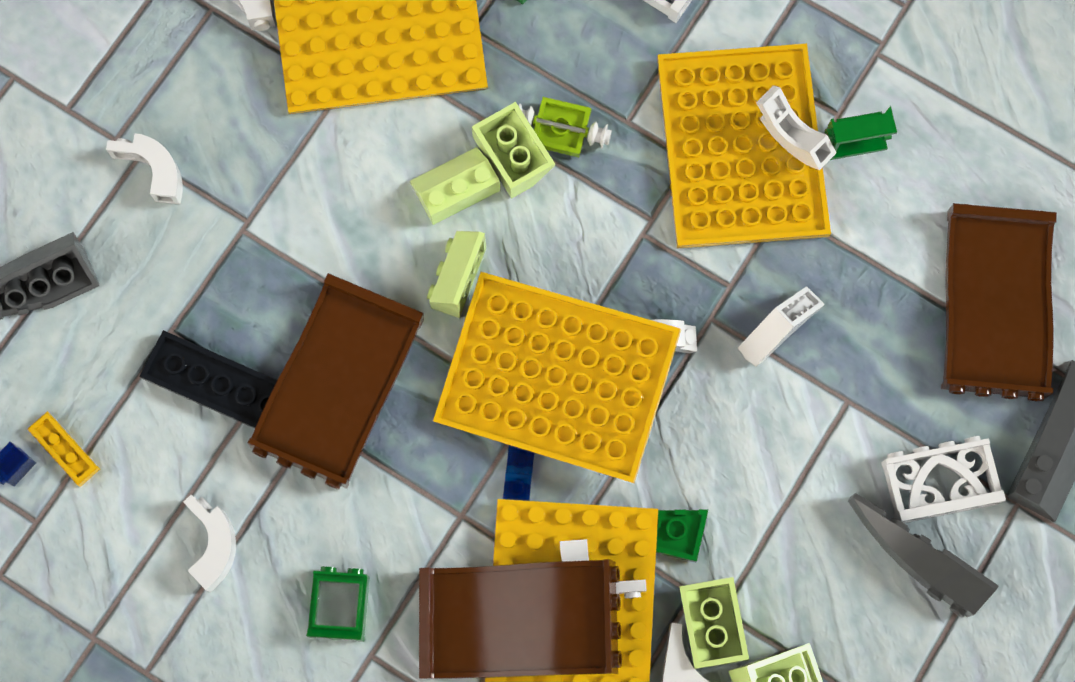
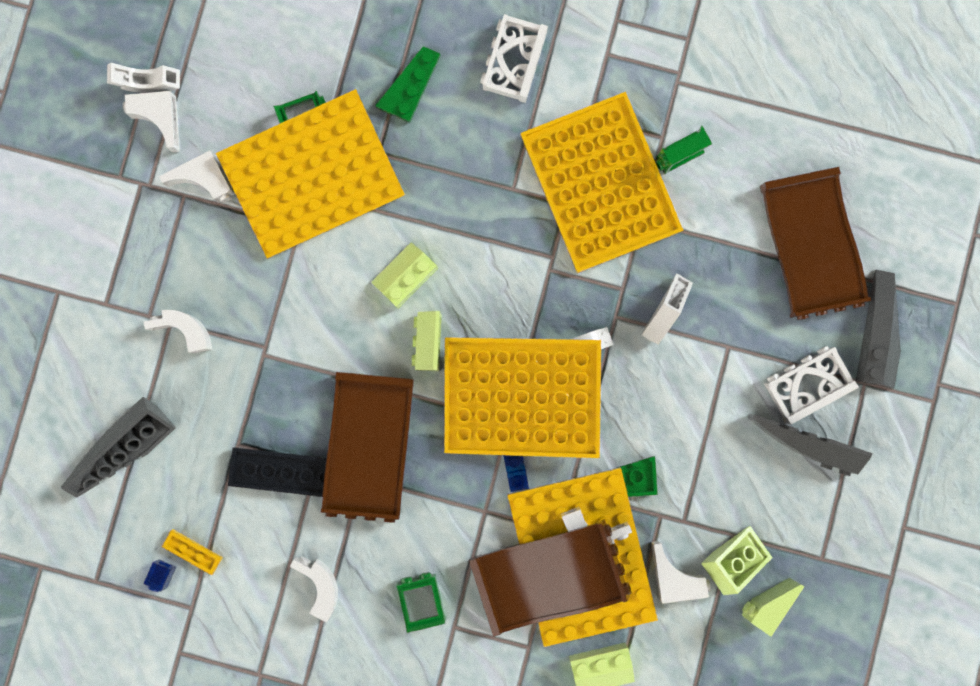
camera: 15 degrees left, 10 degrees up
(512, 149) = (438, 238): yellowish green slope -> none
(564, 126) = (467, 209): lime plate -> none
(714, 623) = (683, 535): yellowish green slope -> none
(791, 133) = (636, 165): white arch -> none

